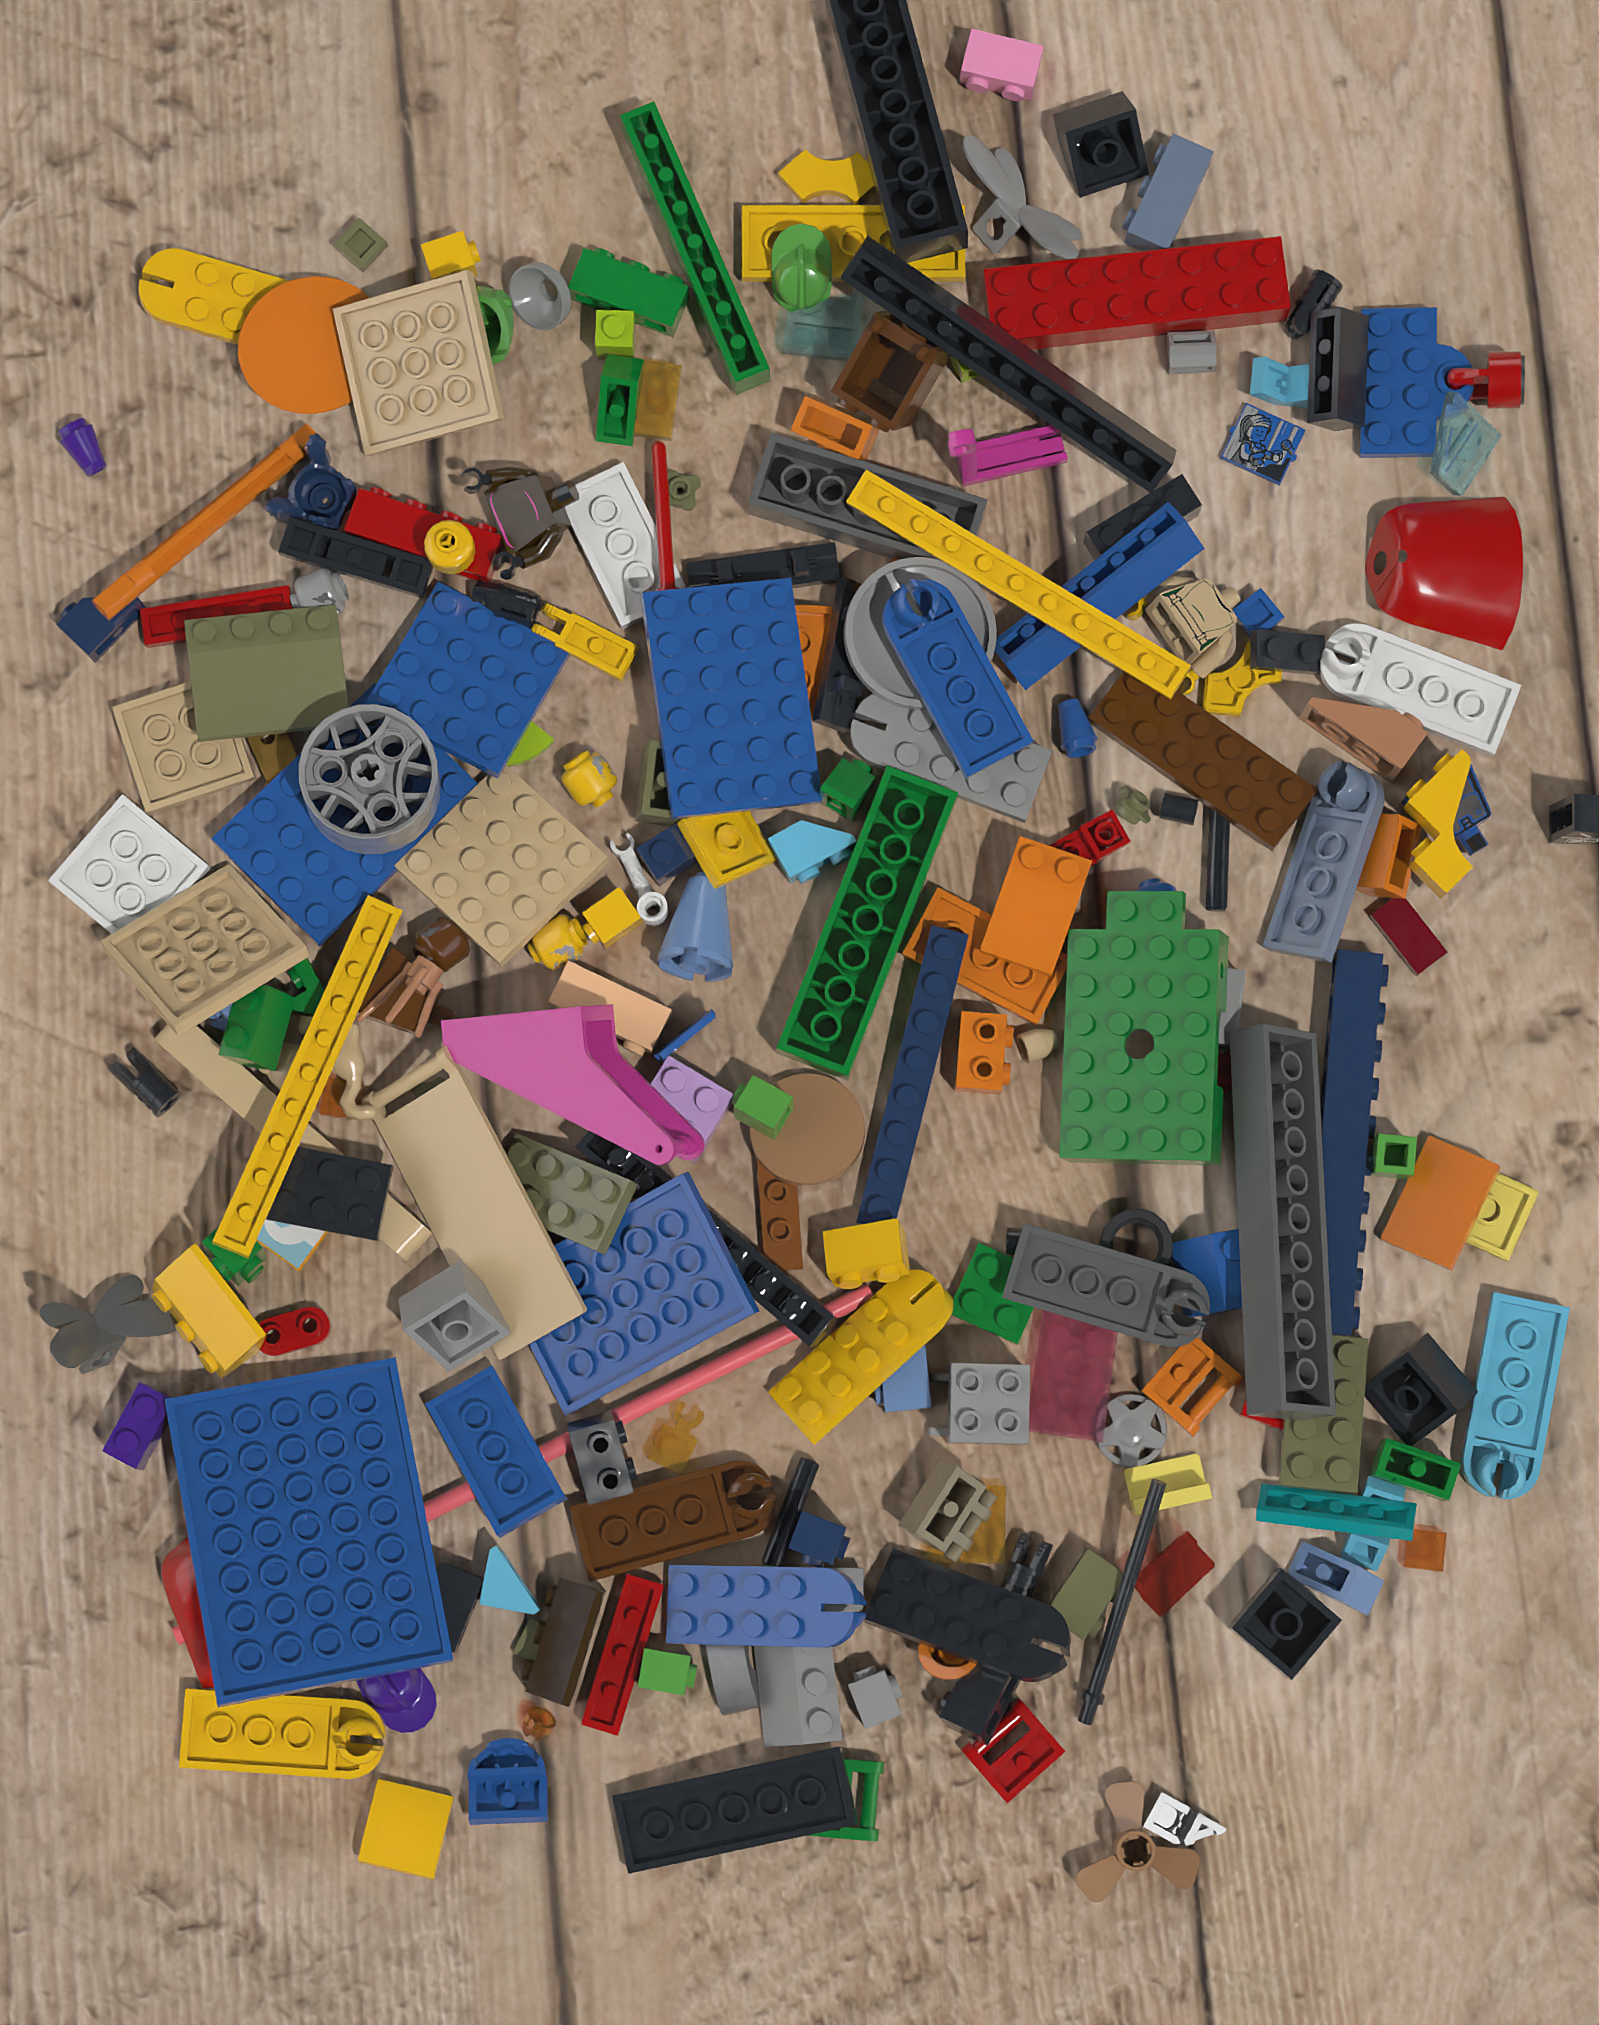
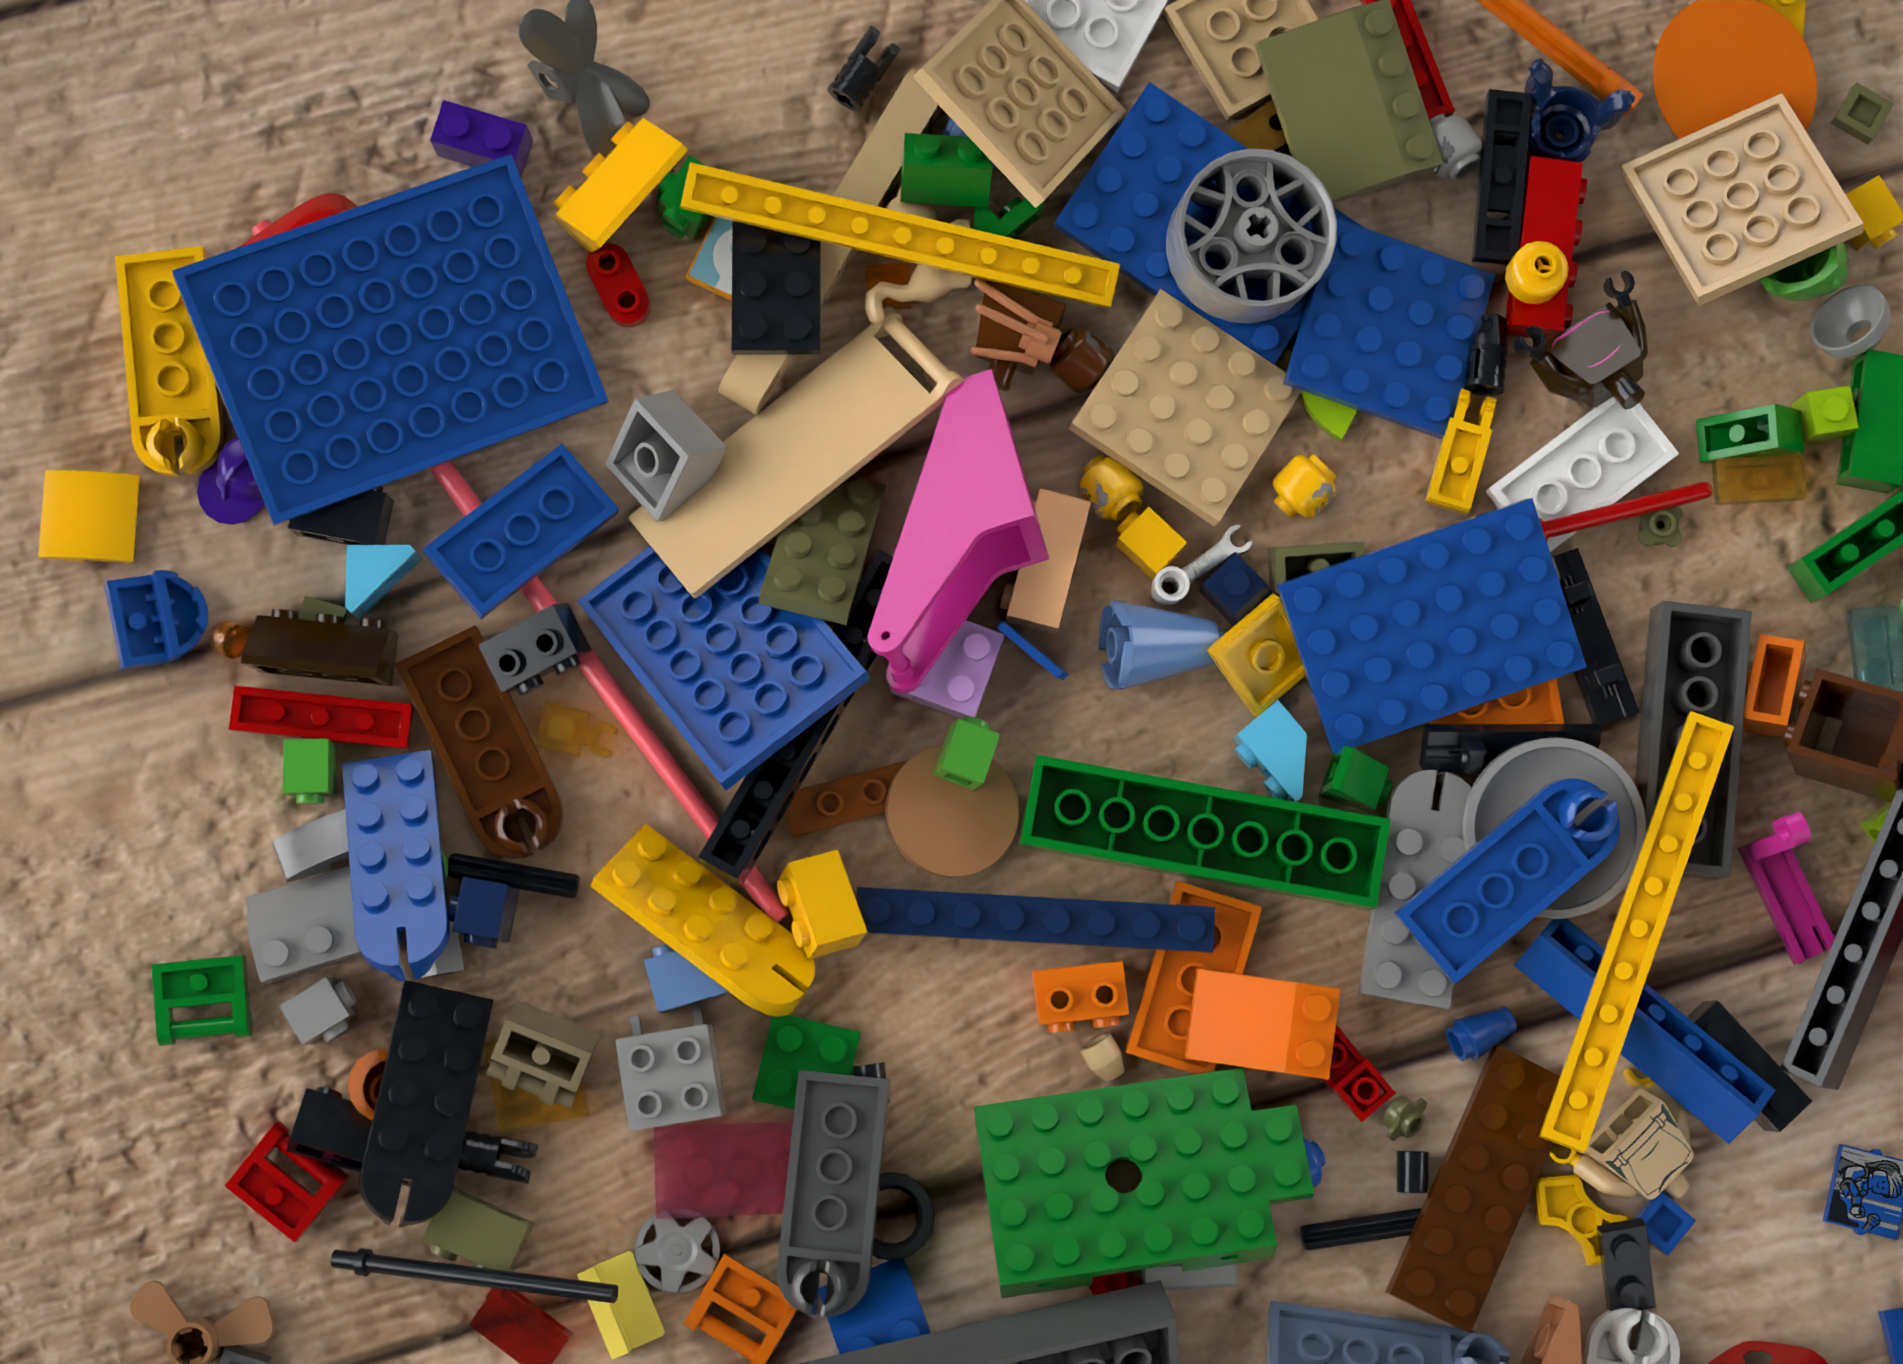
camera: 70 degrees right, 0 degrees up
(735, 1809) = (166, 877): black plate -> none

